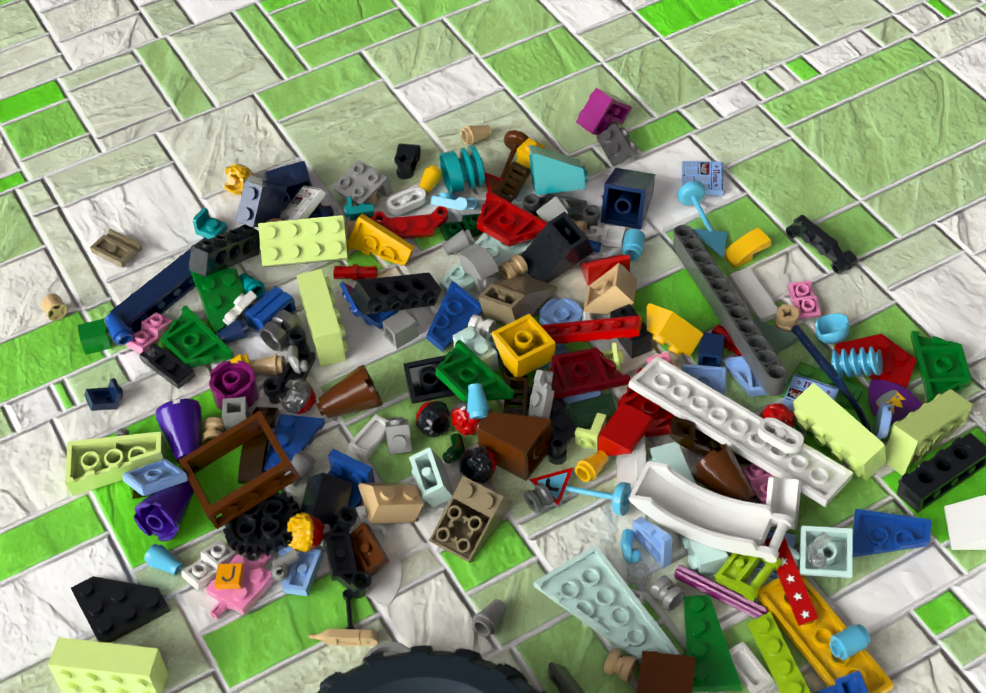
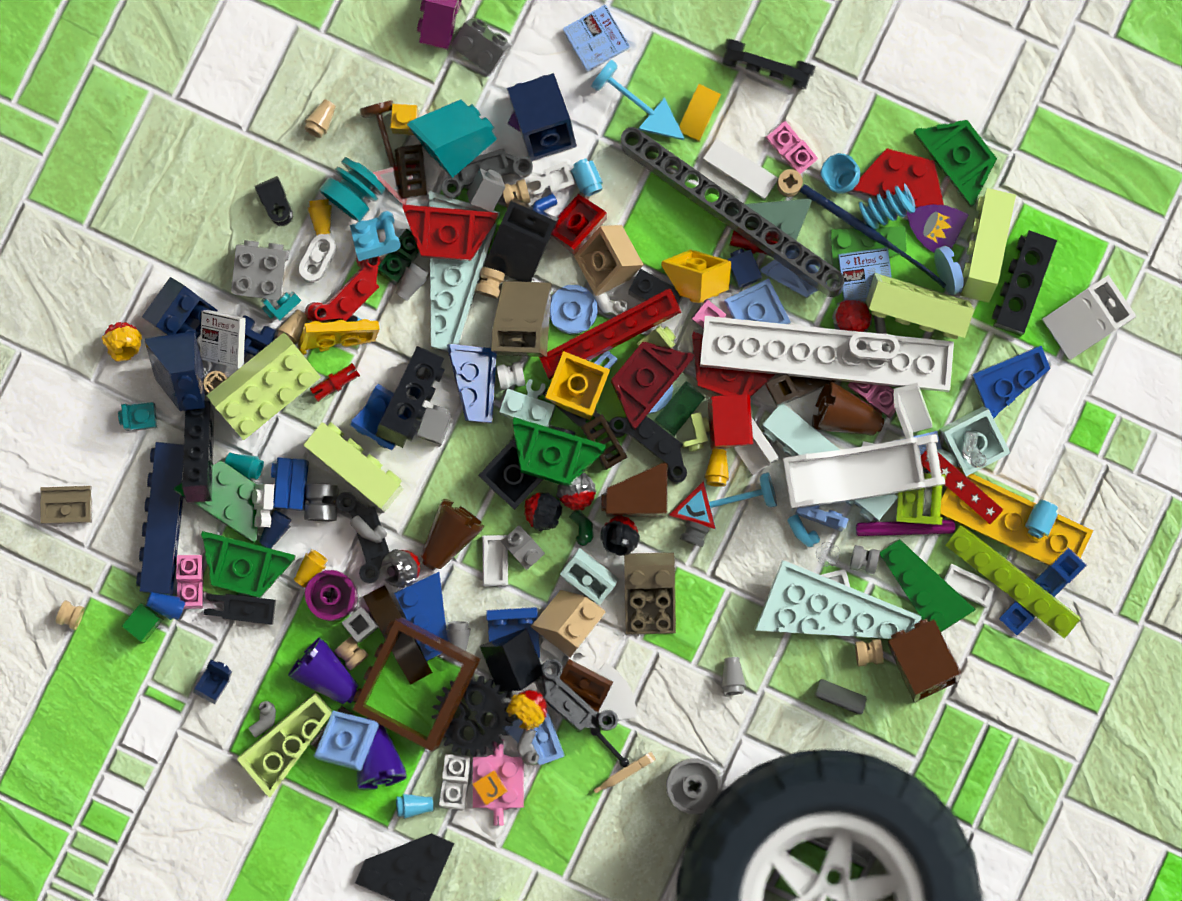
camera: 35 degrees left, 35 degrees up
(269, 365) = (342, 546): tan cone -> none
(477, 402) = (587, 485): medium azure cone -> none
(480, 265) = (462, 309): light grey brick -> none
(542, 395) = (635, 440): light grey hinge -> none

